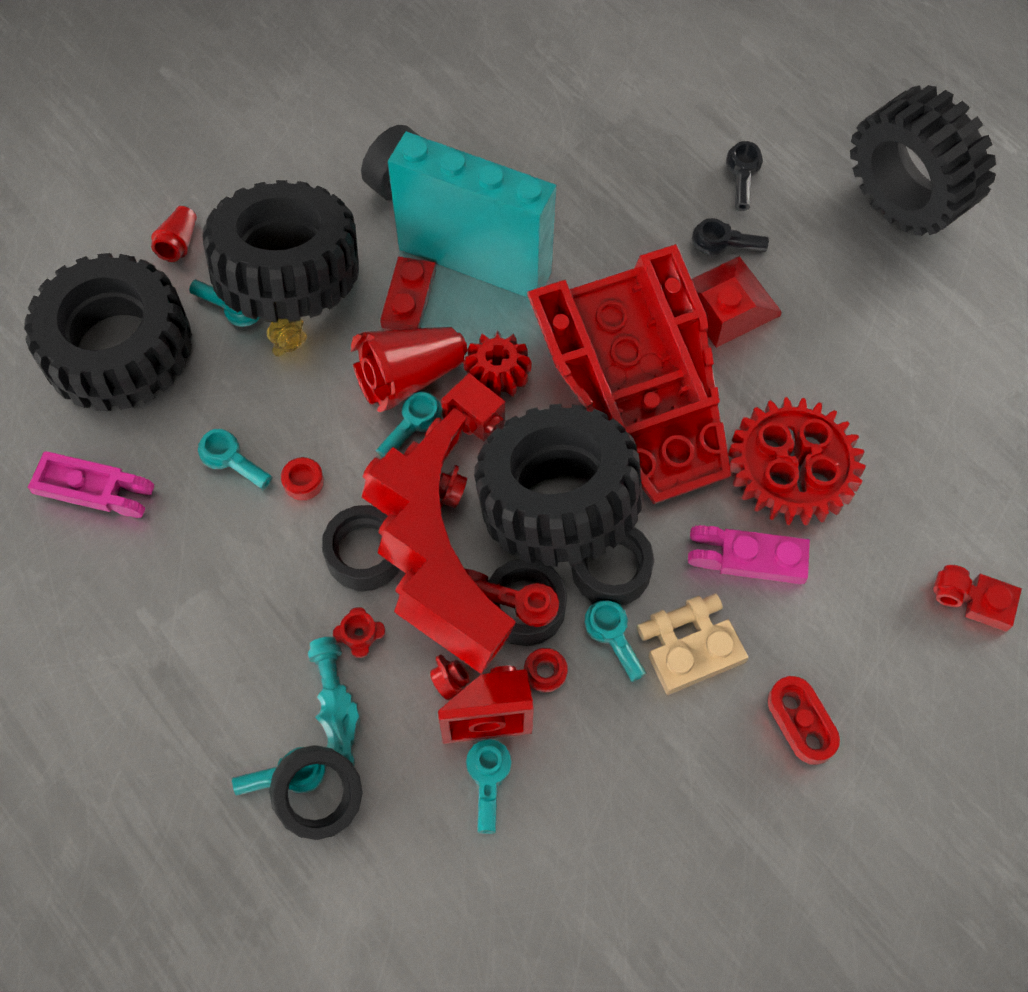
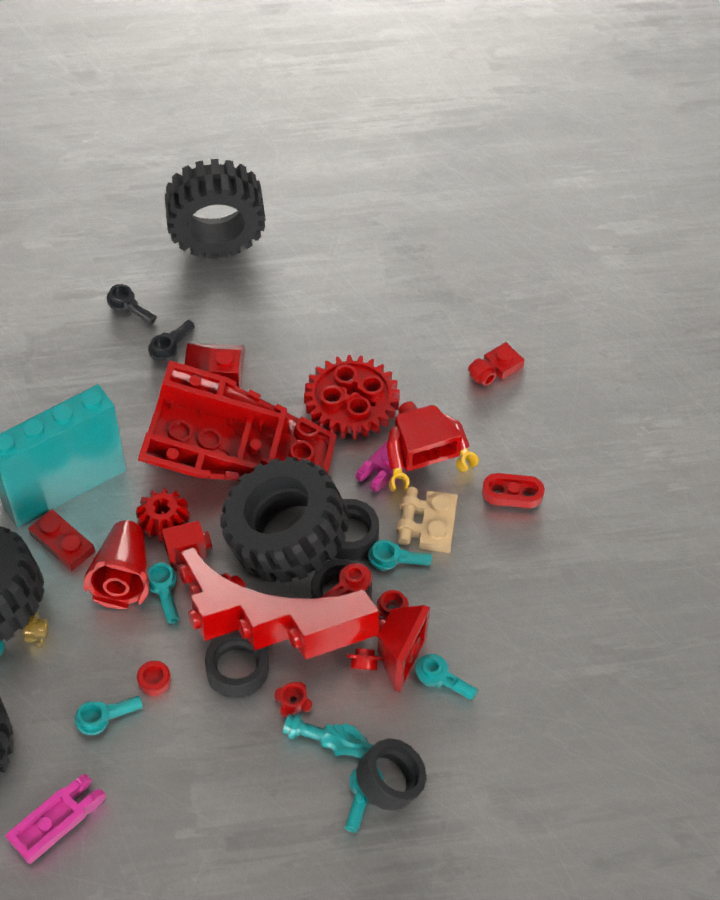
camera: 60 degrees left, 10 degrees down
(786, 571) = (423, 439): none -> red torso

